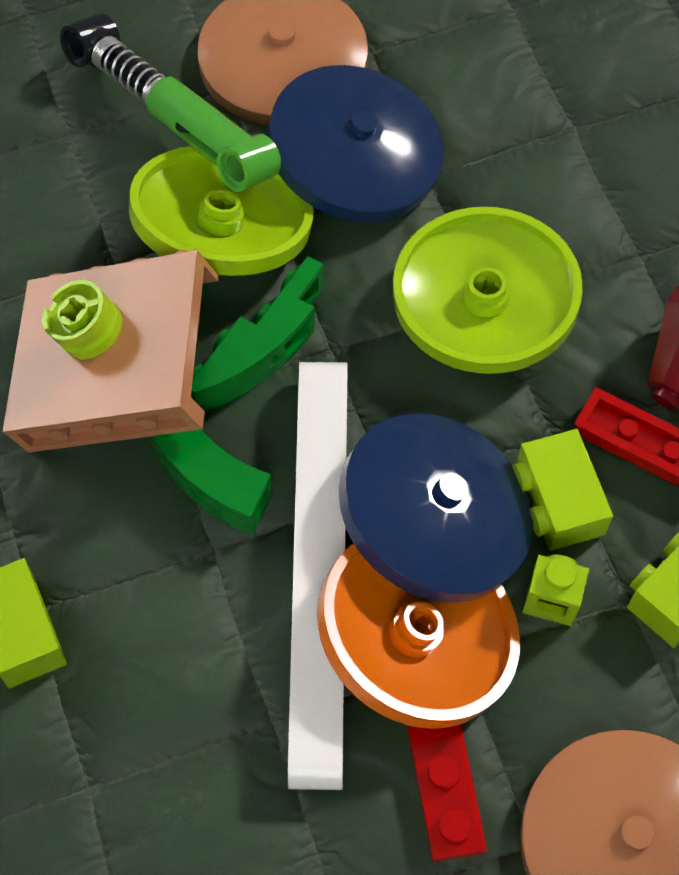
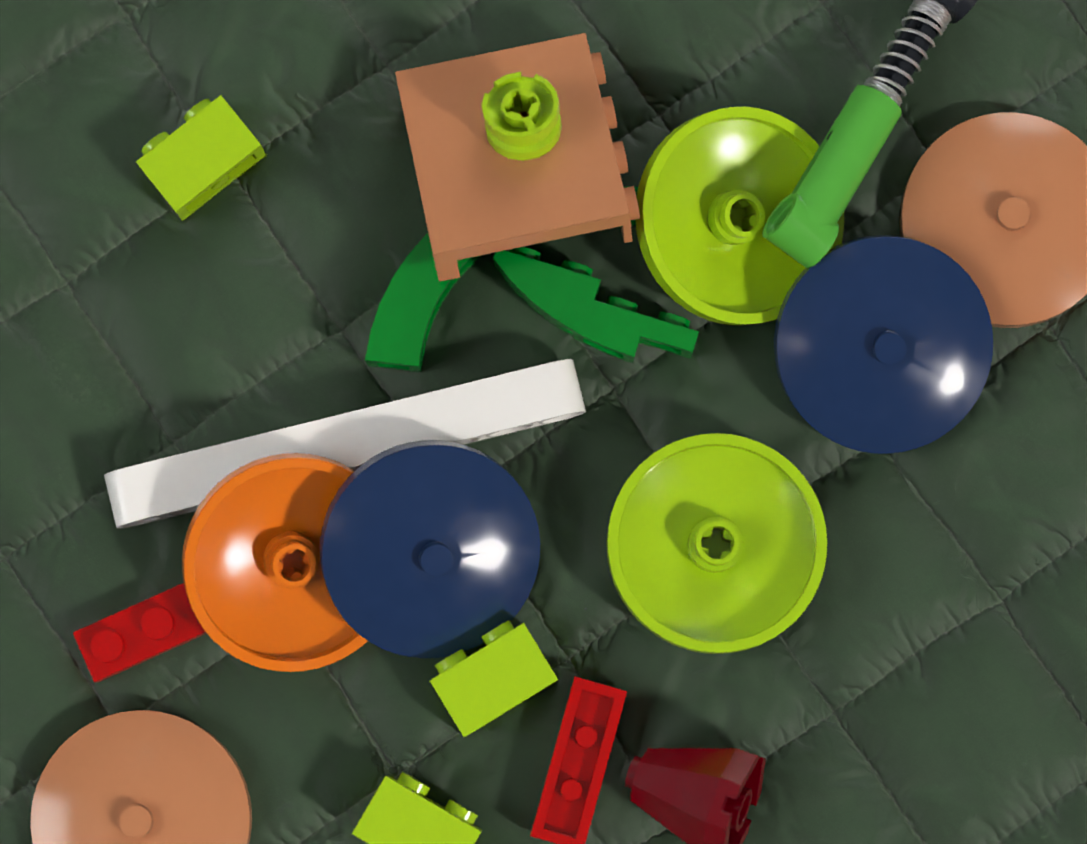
camera: 80 degrees right, 20 degrees up
(557, 581) = (378, 694): lime brick -> none

